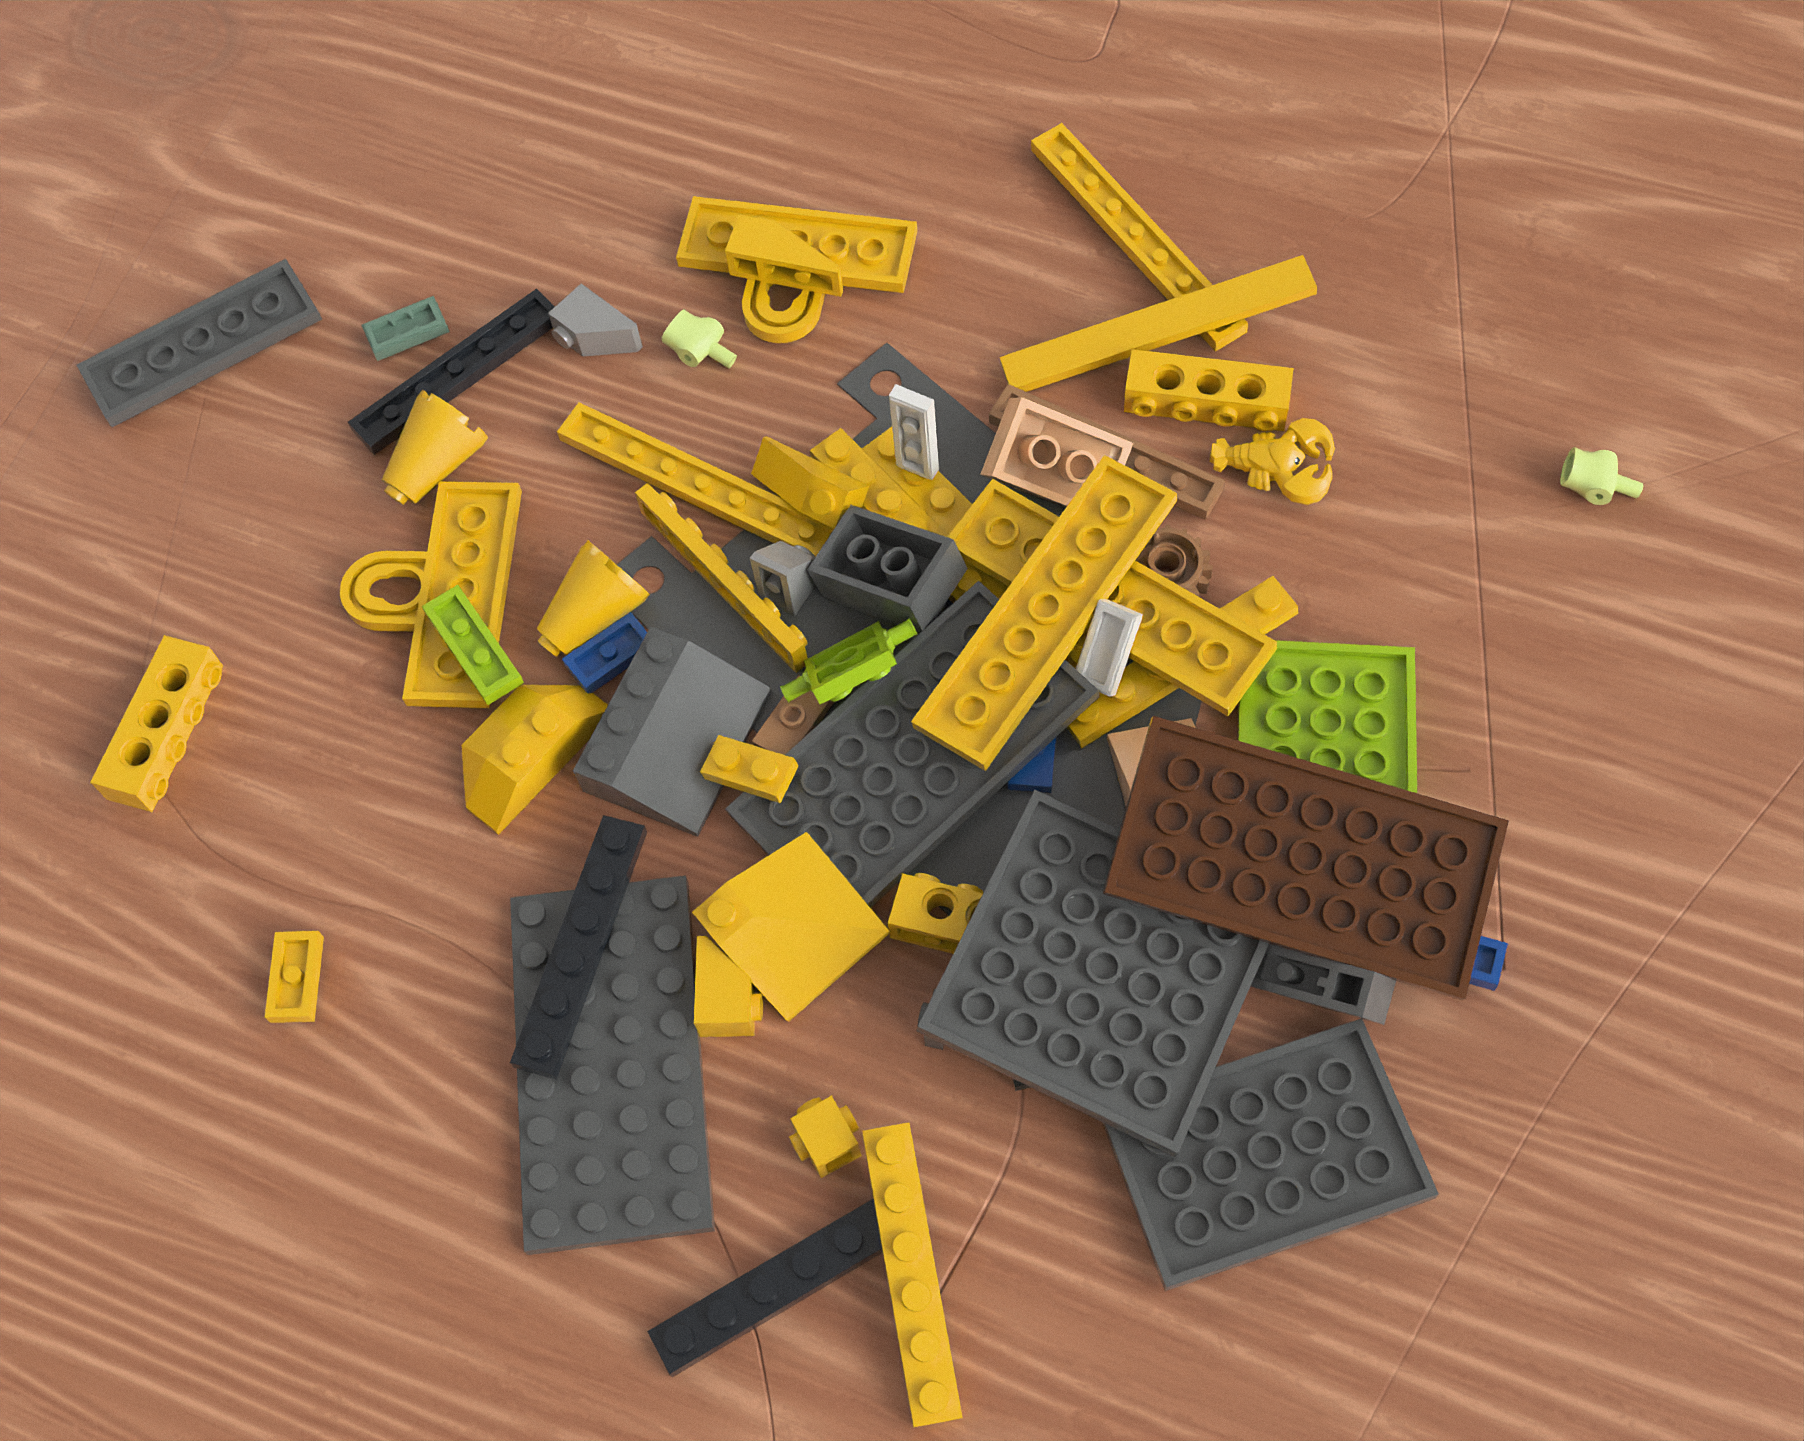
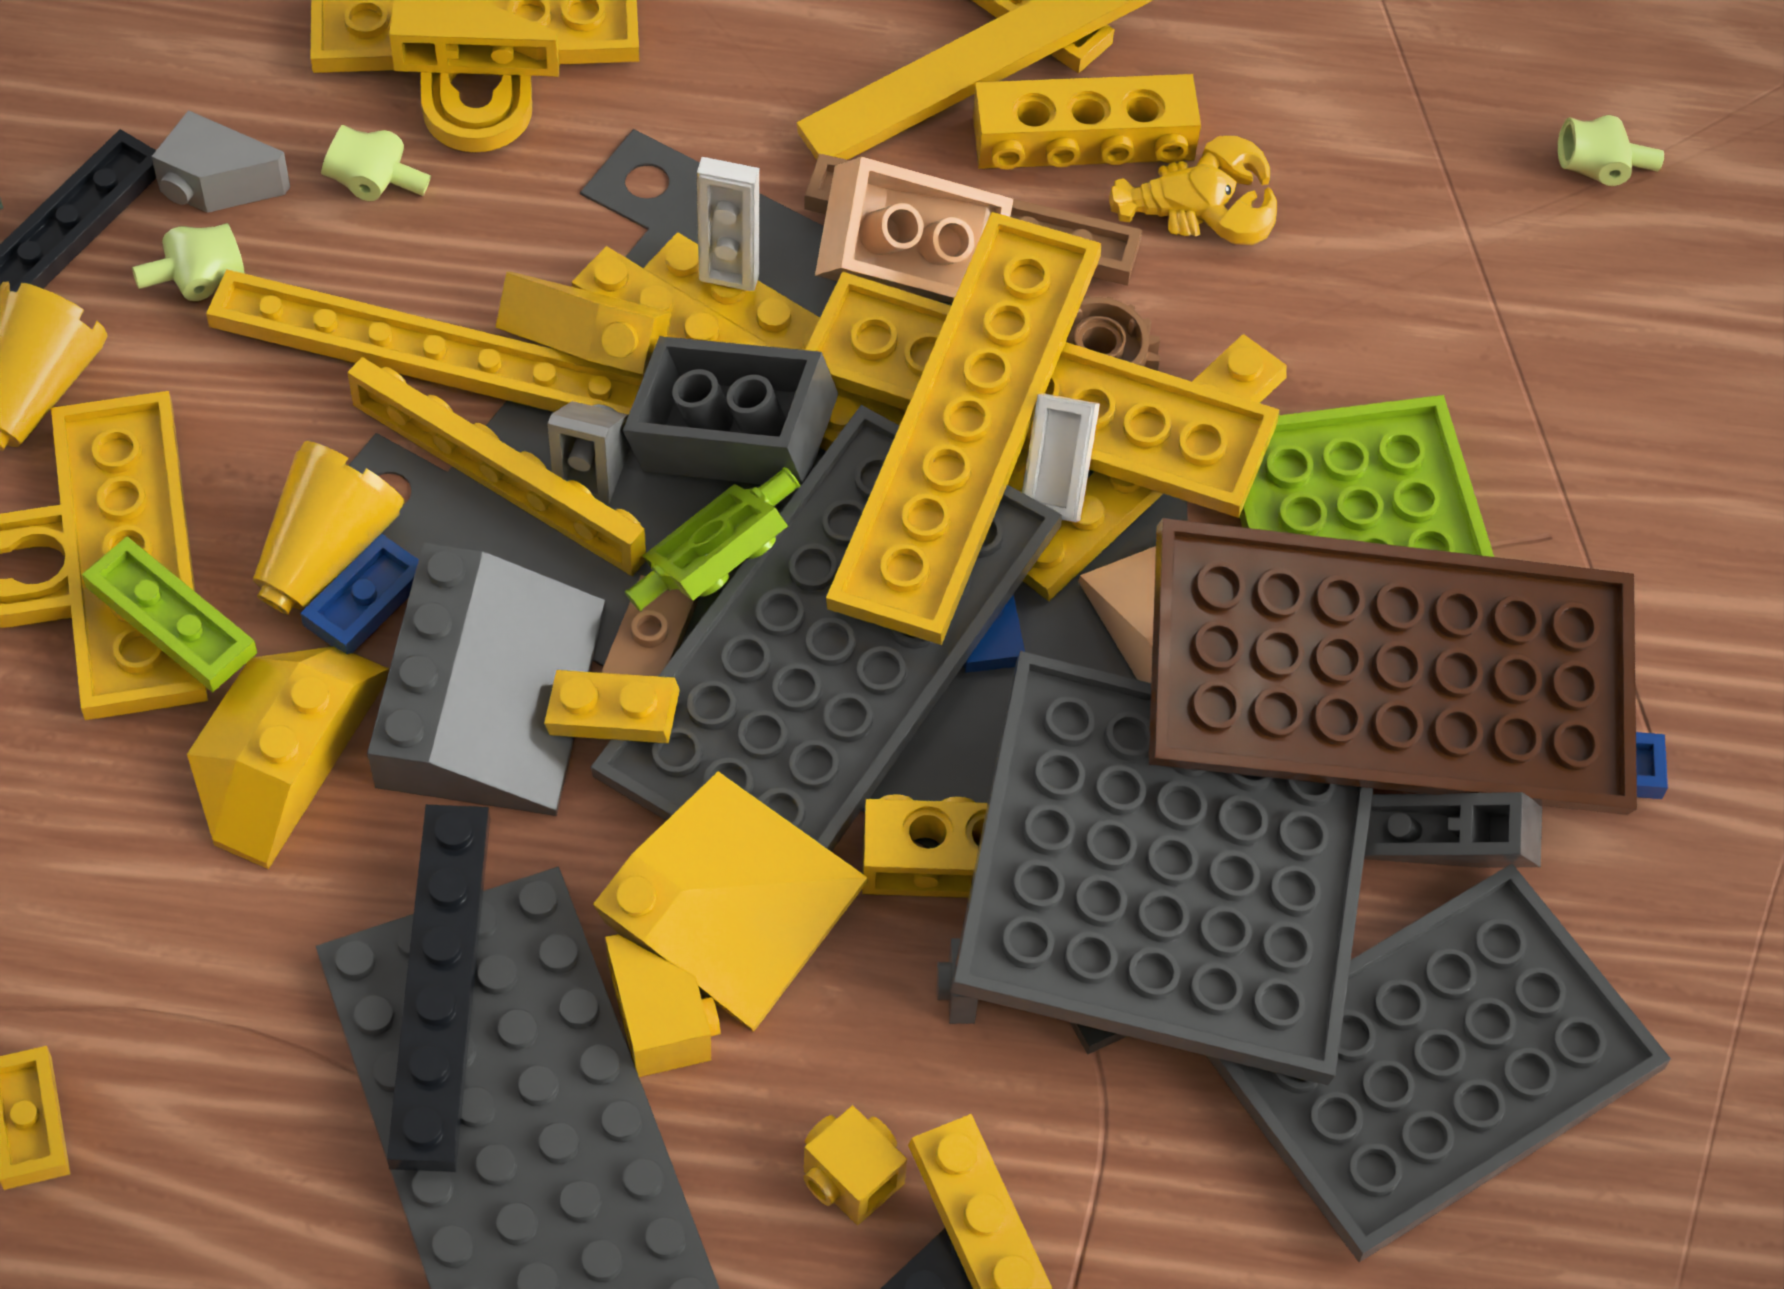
camera: 25 degrees left, 5 degrees down
(561, 391) = (193, 260): none -> yellowish green piece

